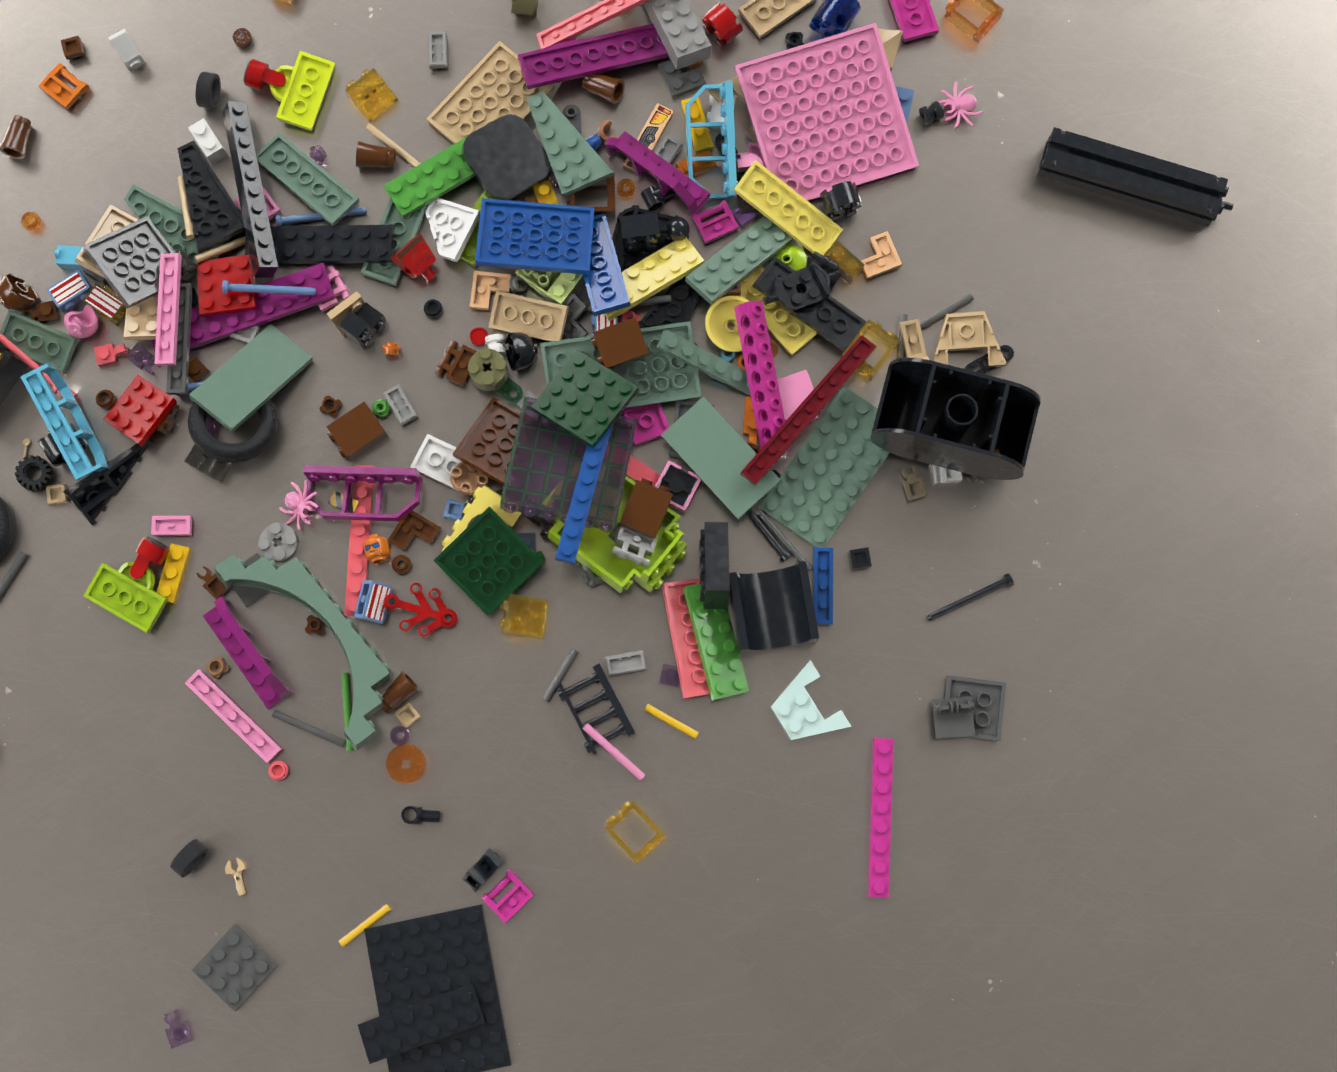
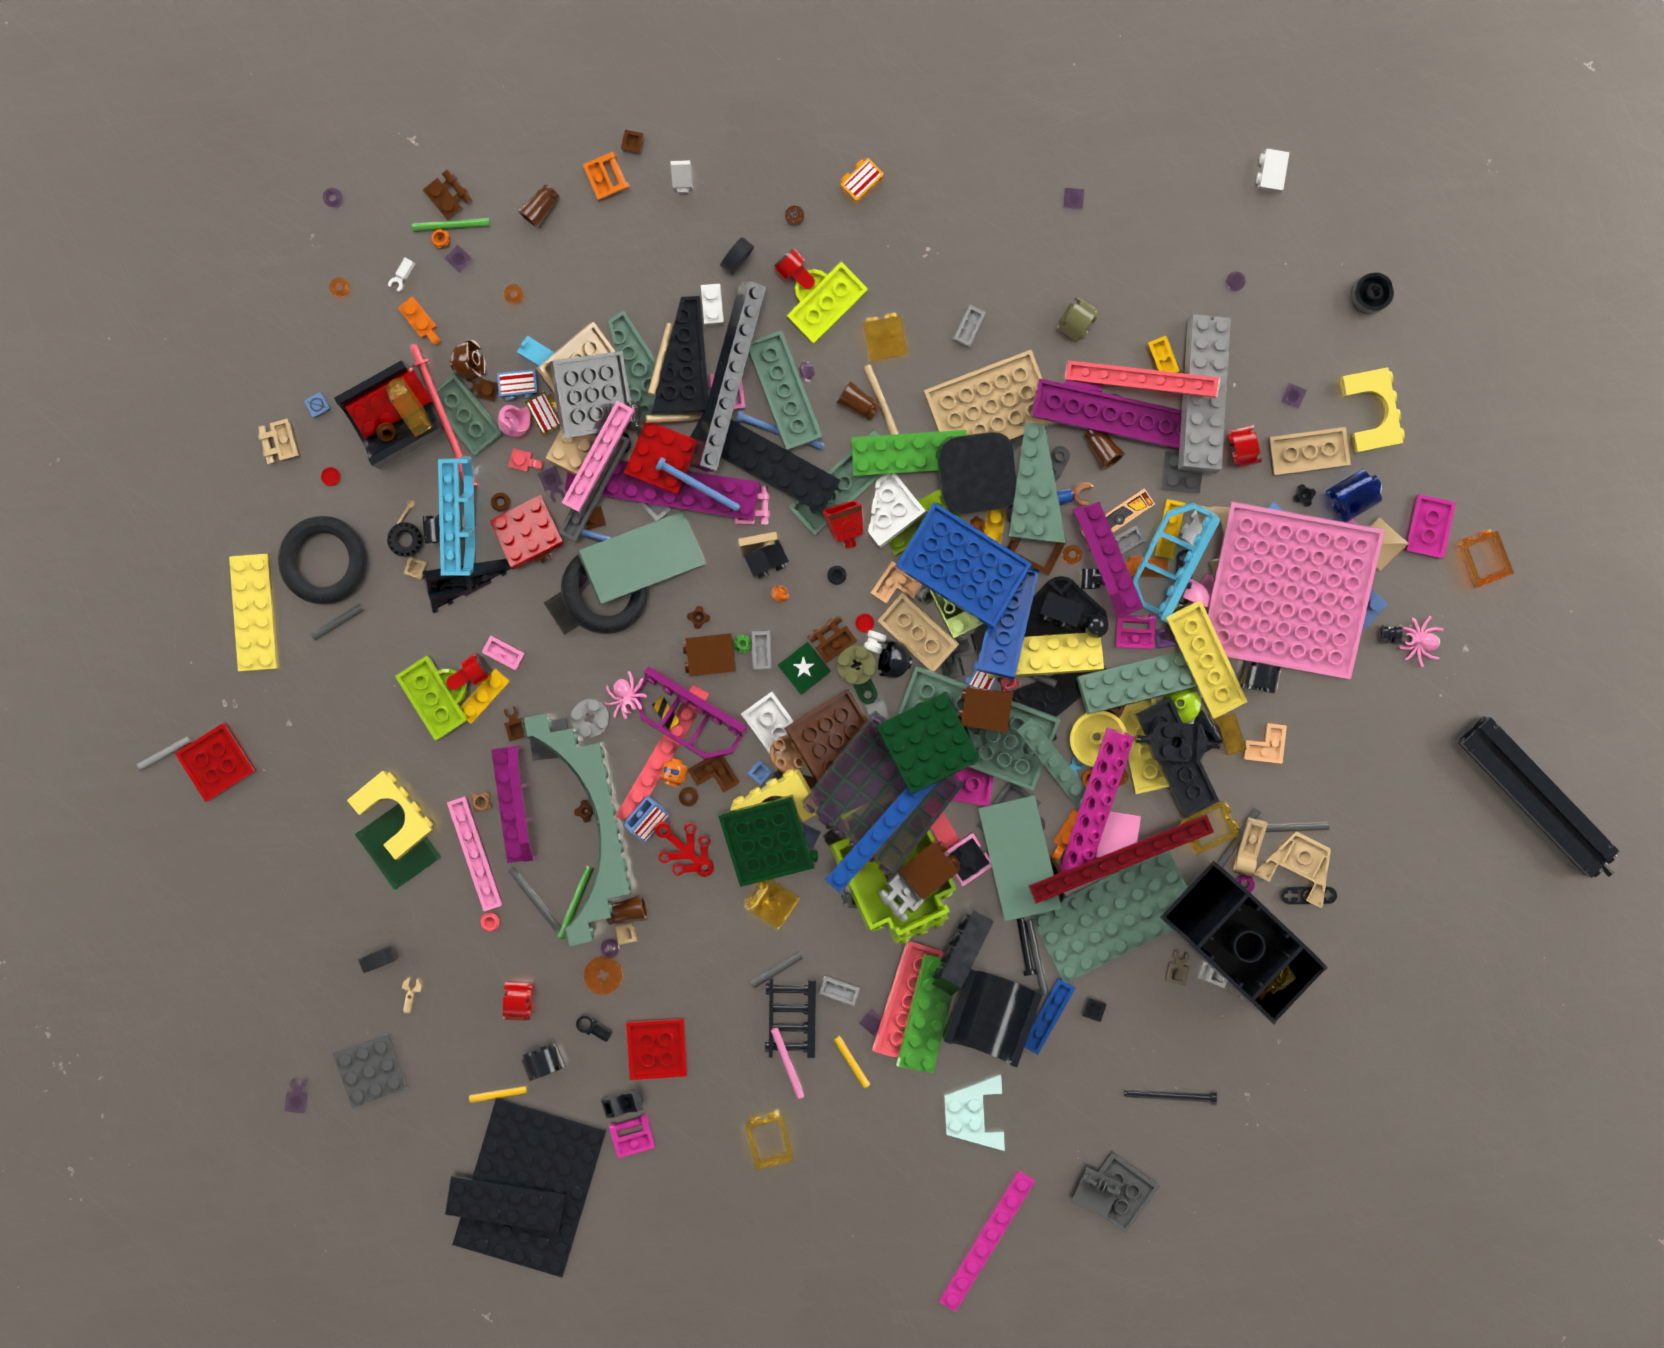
camera: 25 degrees right, 10 degrees up
(120, 701) = (415, 825): none -> light yellow arch
(160, 747) = (408, 866): none -> clear green piece
(337, 827) = (517, 1001): none -> red brick
(389, 870) = (542, 1063): none -> black brick
(446, 401) = (804, 668): none -> dark green tile
(489, 804) = (656, 1049): none -> red plate
(1006, 433) = (1281, 980): none -> clear yellow plate

